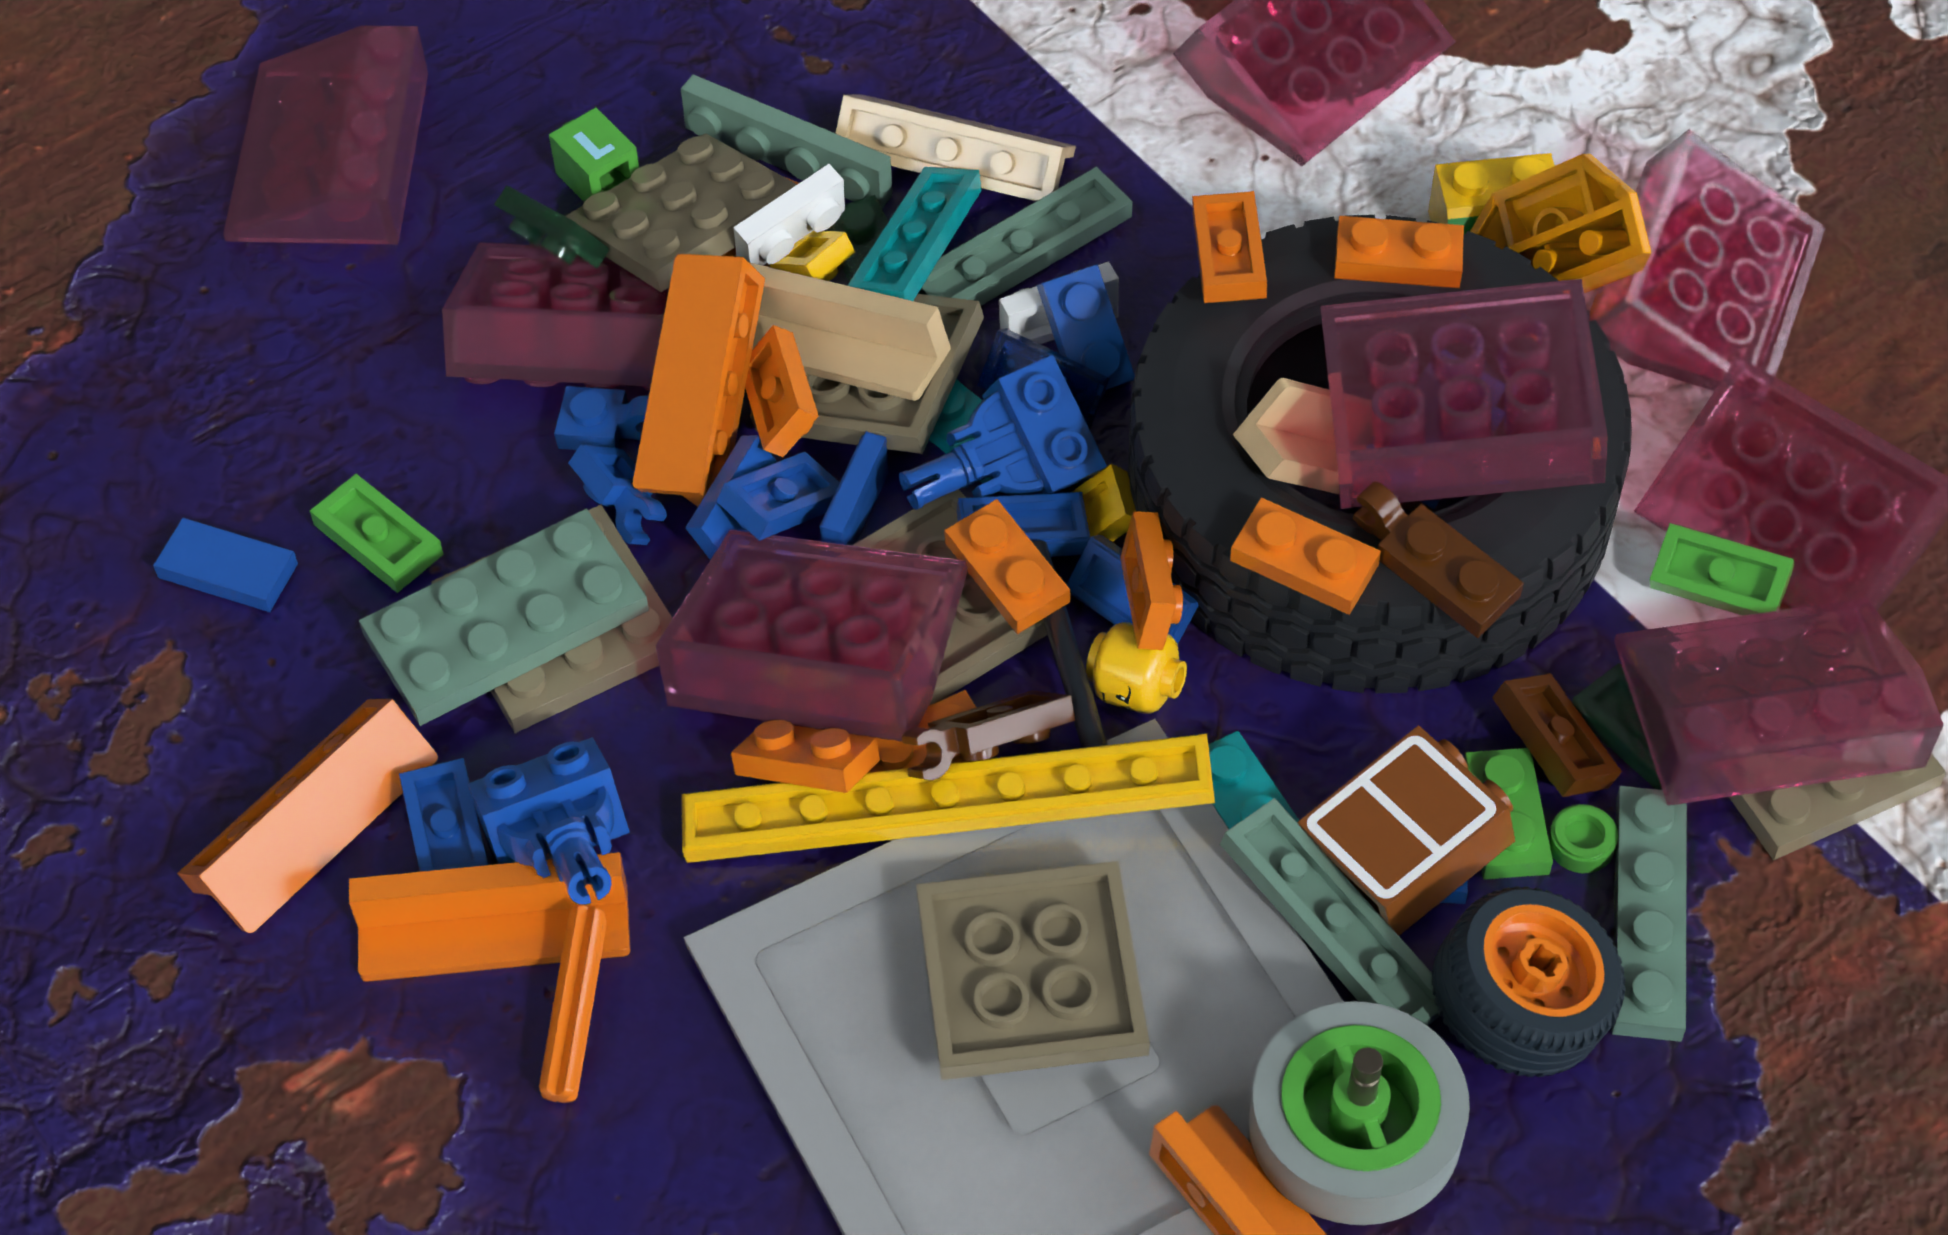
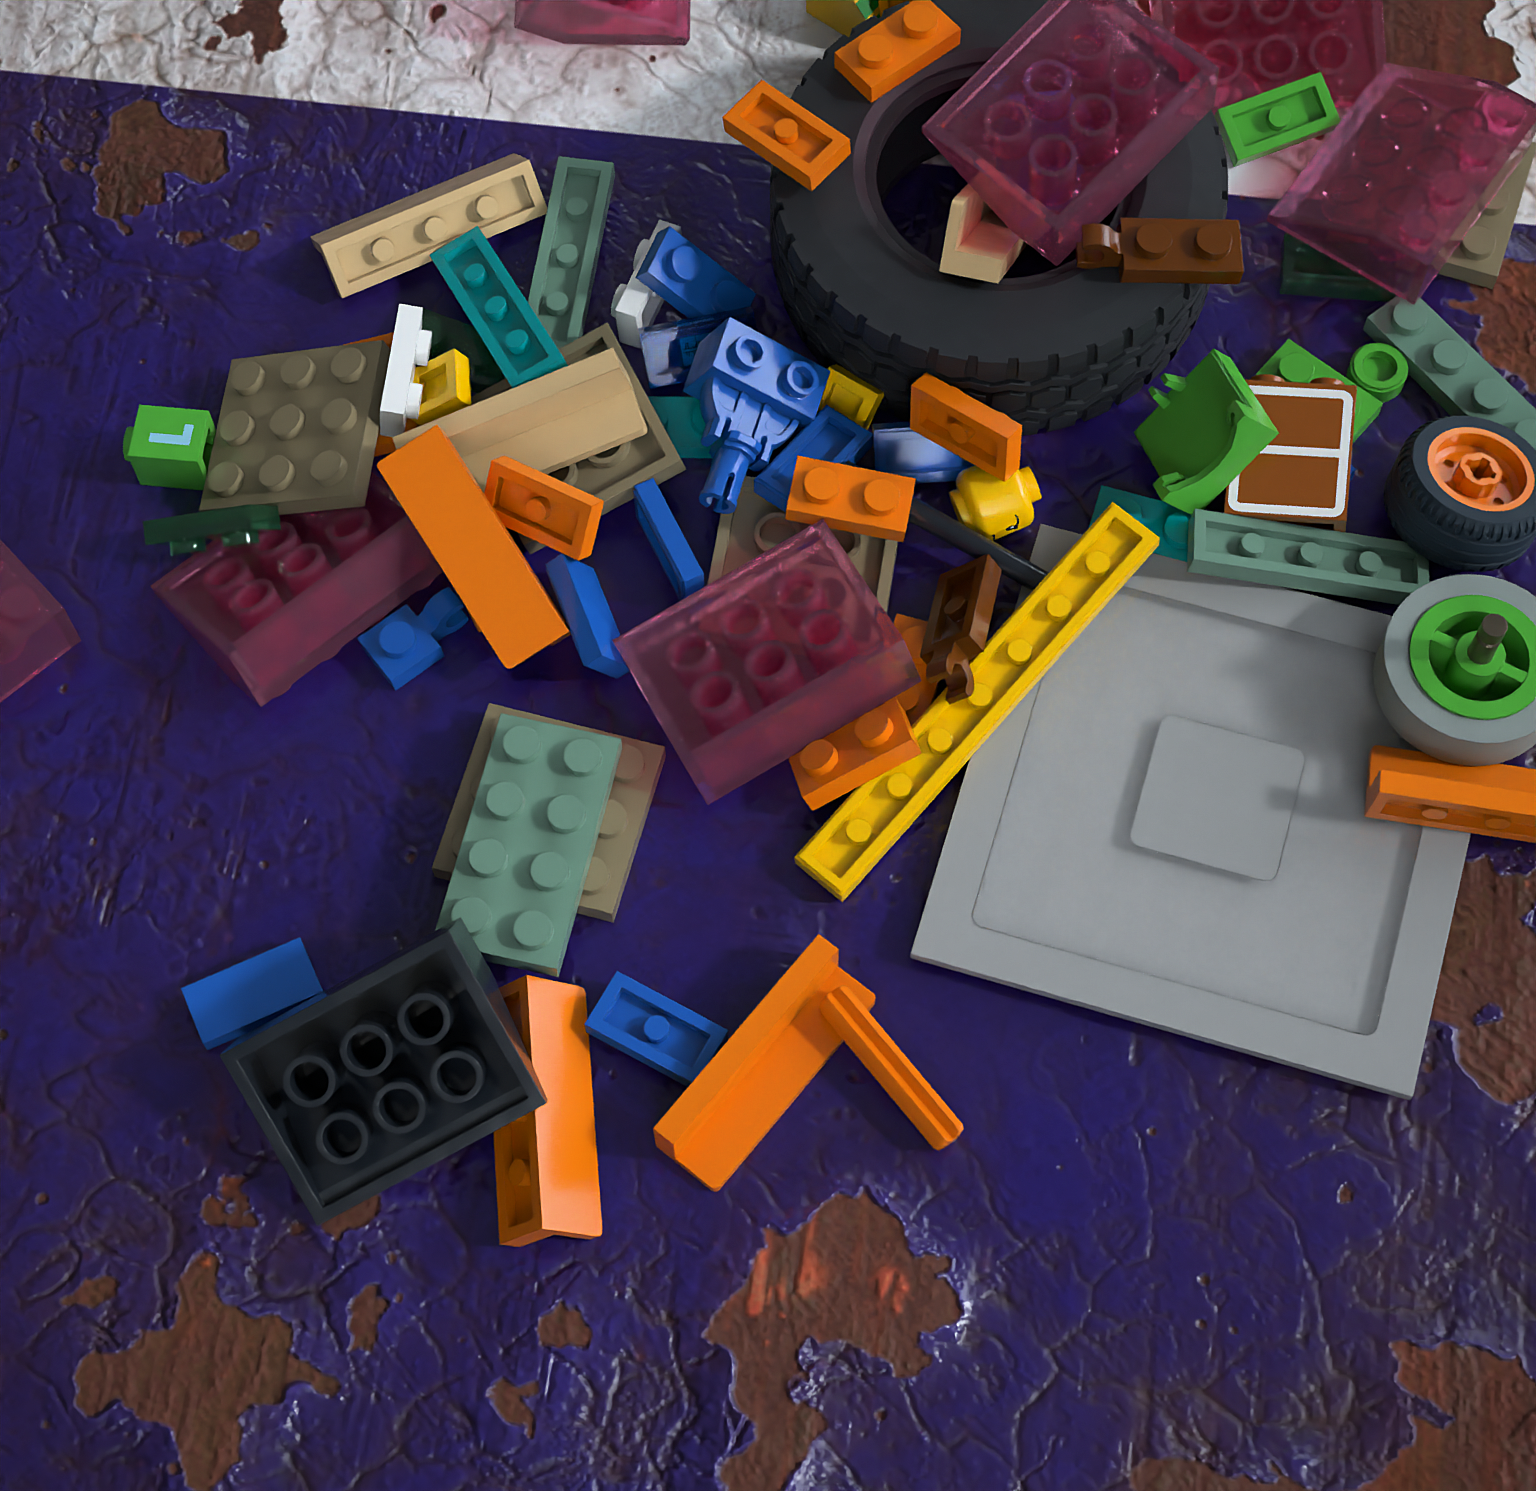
camera: 45 degrees left, 10 degrees up
(231, 677) = (386, 1072): none -> black slope
(376, 533) = (346, 868): bright green plate -> none
(555, 812) = (749, 950): blue brick -> none
(609, 481) = (483, 678): blue plate -> none
(779, 495) = (621, 584): blue plate -> none
(784, 139) = (301, 317): sand green plate -> none
(1031, 970) = (1168, 764): dark tan plate -> none
(1305, 556) = (1080, 318): orange plate -> none
(1347, 745) = (1203, 432): none -> bright green piece
(1556, 735) = (1296, 315): reddish brown plate -> none

